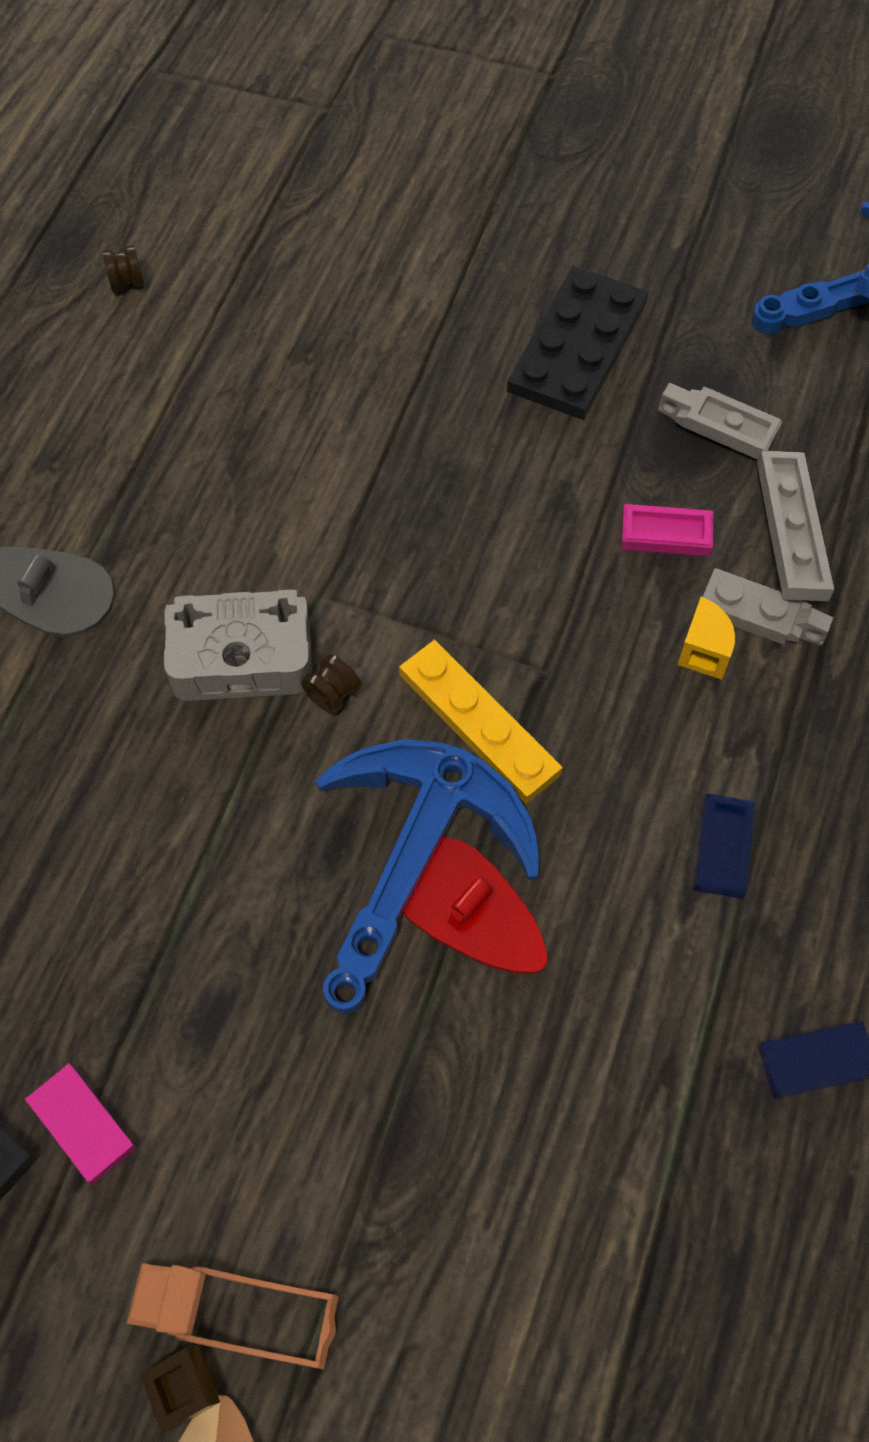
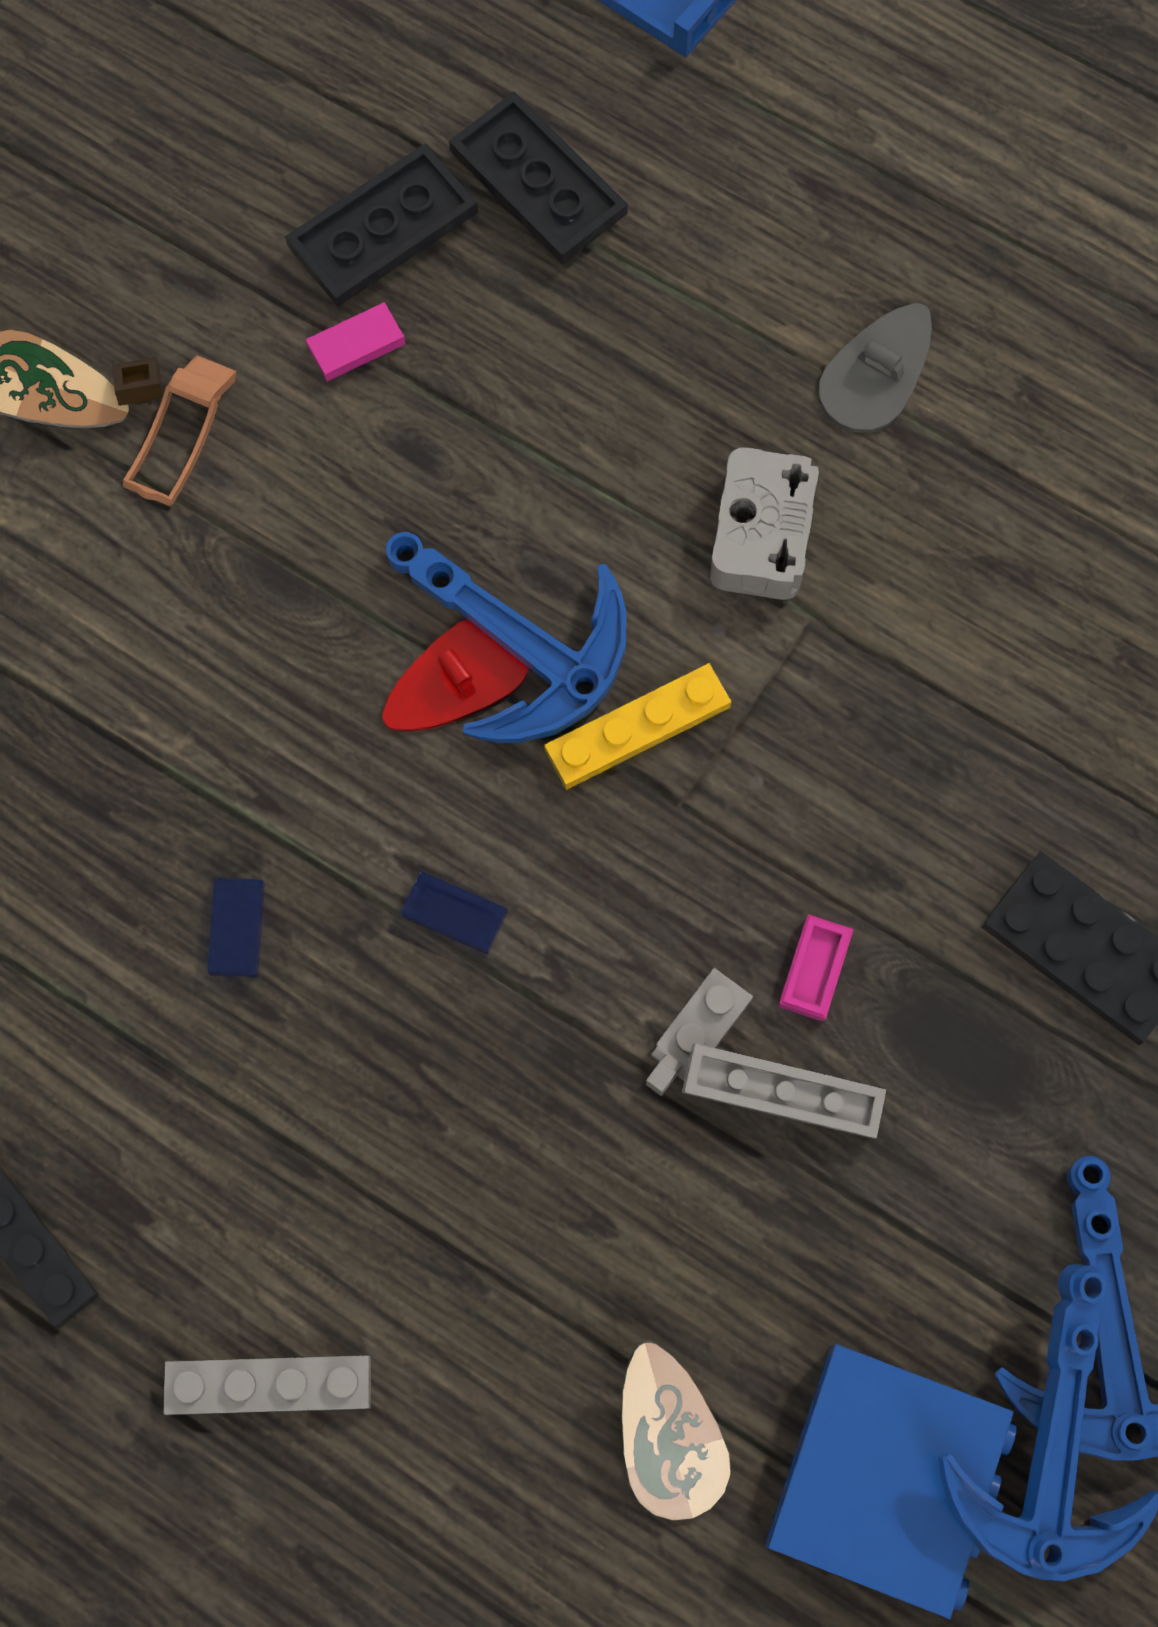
camera: 105 degrees right, 10 degrees up
(331, 684) = (701, 596): dark brown wheel -> none
(708, 641) = (667, 958): yellow brick -> none
(721, 419) = (940, 1068): light grey hinge -> none

